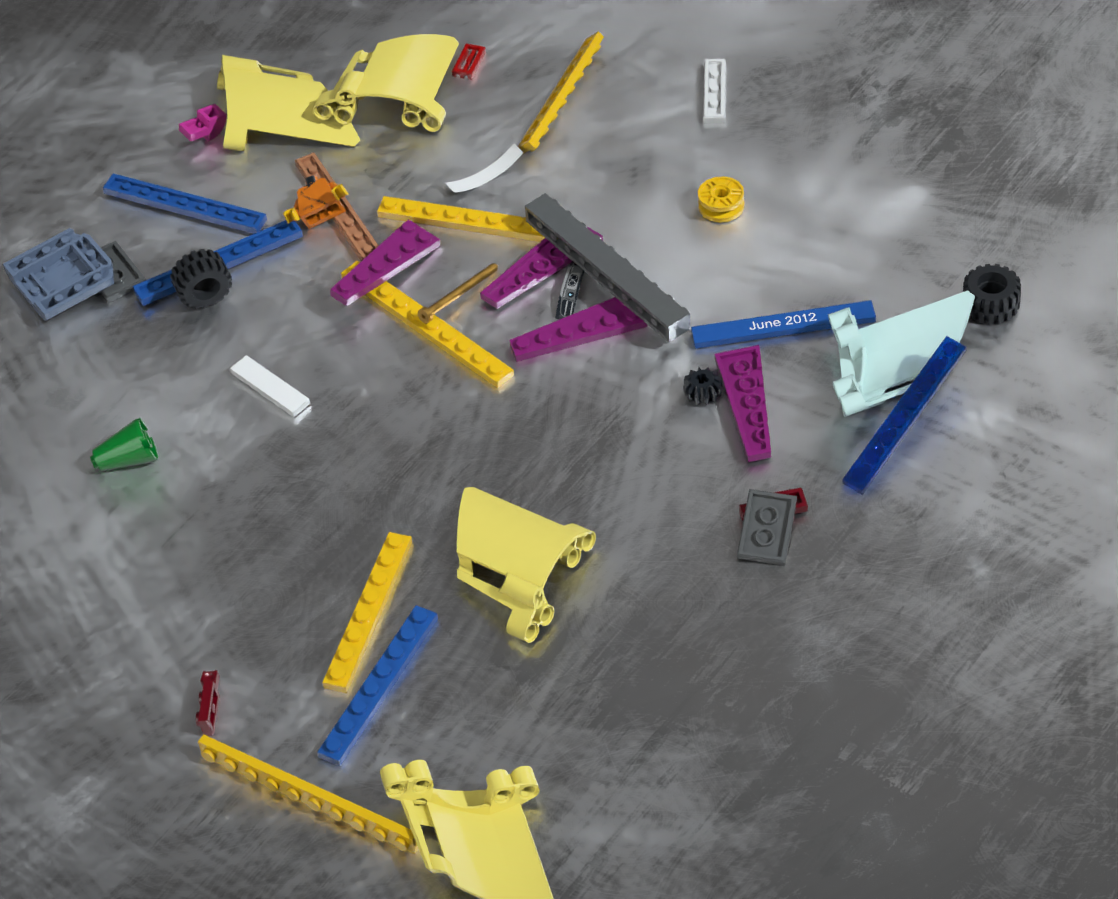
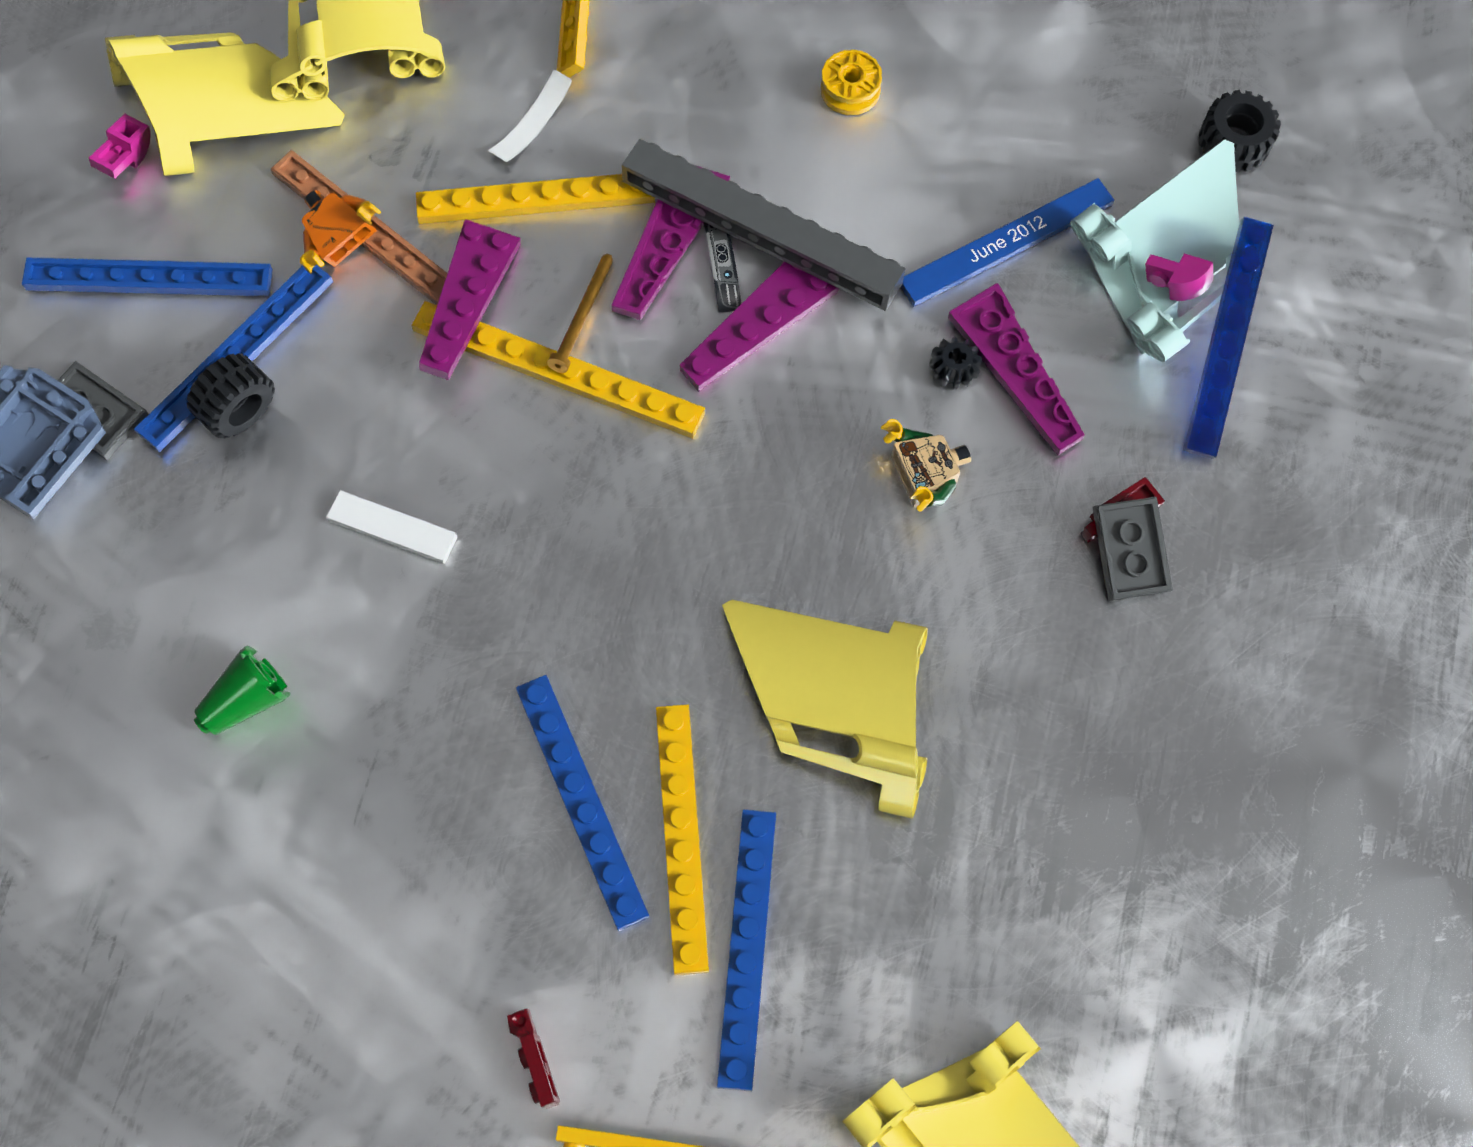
camera: 30 degrees left, 20 degrees up
(313, 574) = (582, 803): none -> blue plate
(647, 439) = (925, 464): none -> torso
(890, 370) = (1184, 279): none -> dark pink brick

